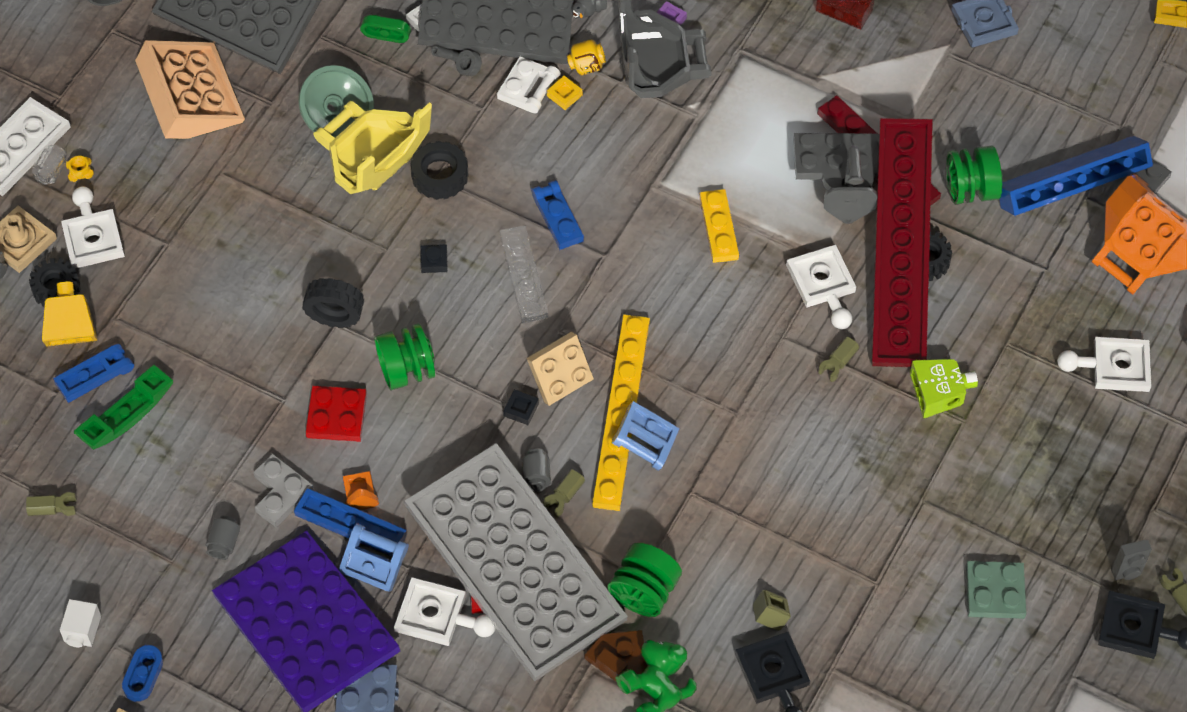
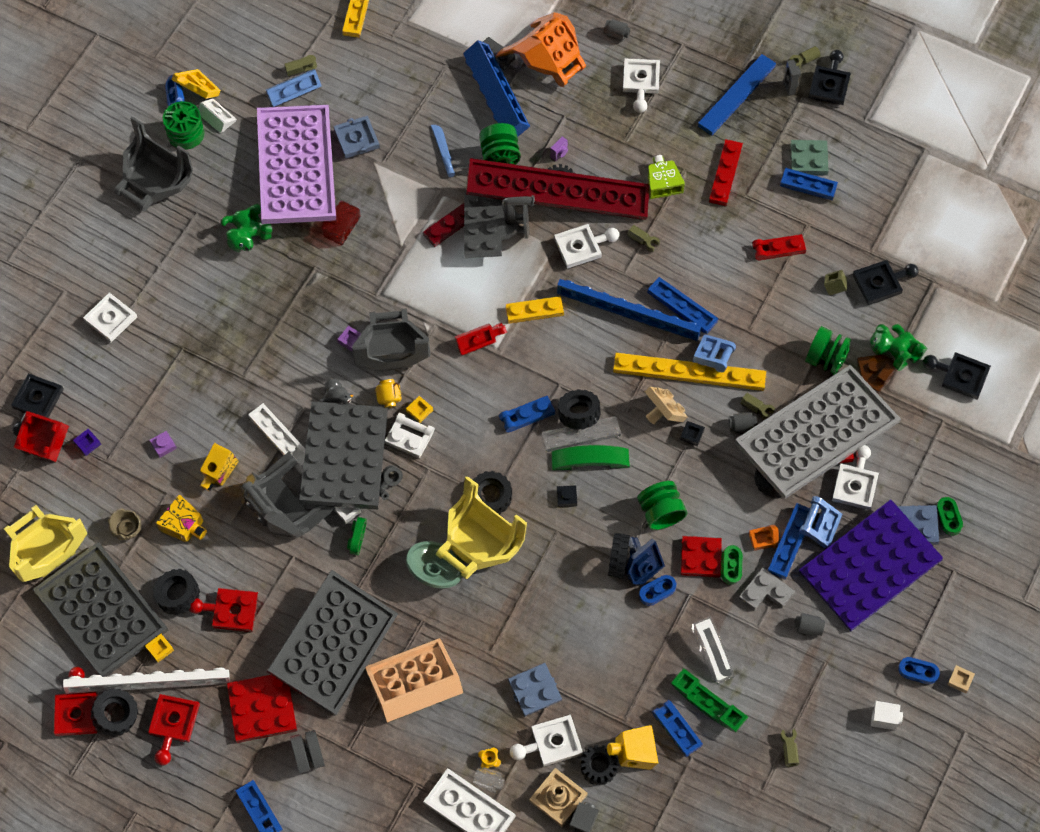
camera: 90 degrees left, 5 degrees up
(164, 217) = (534, 689): none -> sand blue plate
(196, 416) = (712, 650): none -> slope
(290, 358) = (657, 591): none -> blue plate
(319, 445) = (731, 566): none -> green plate
(324, 334) = (644, 561): none -> dark blue piece
(488, 288) = (590, 456): none -> green slope
(566, 253) = (579, 420): none -> black tyre
(671, 157) = (479, 337): none -> red plate
(714, 343) = (633, 311): none -> blue plate
(726, 403) = (682, 305): none -> blue plate
(831, 538) = (779, 247): none -> red plate
(943, 583) = (808, 184): none -> blue plate
(960, 473) = (725, 172): none -> red plate
(981, 254) = (559, 149): none -> medium lavender plate
(986, 119) = (442, 145): none -> medium blue piece
(1104, 495) = (736, 94): none -> blue tile

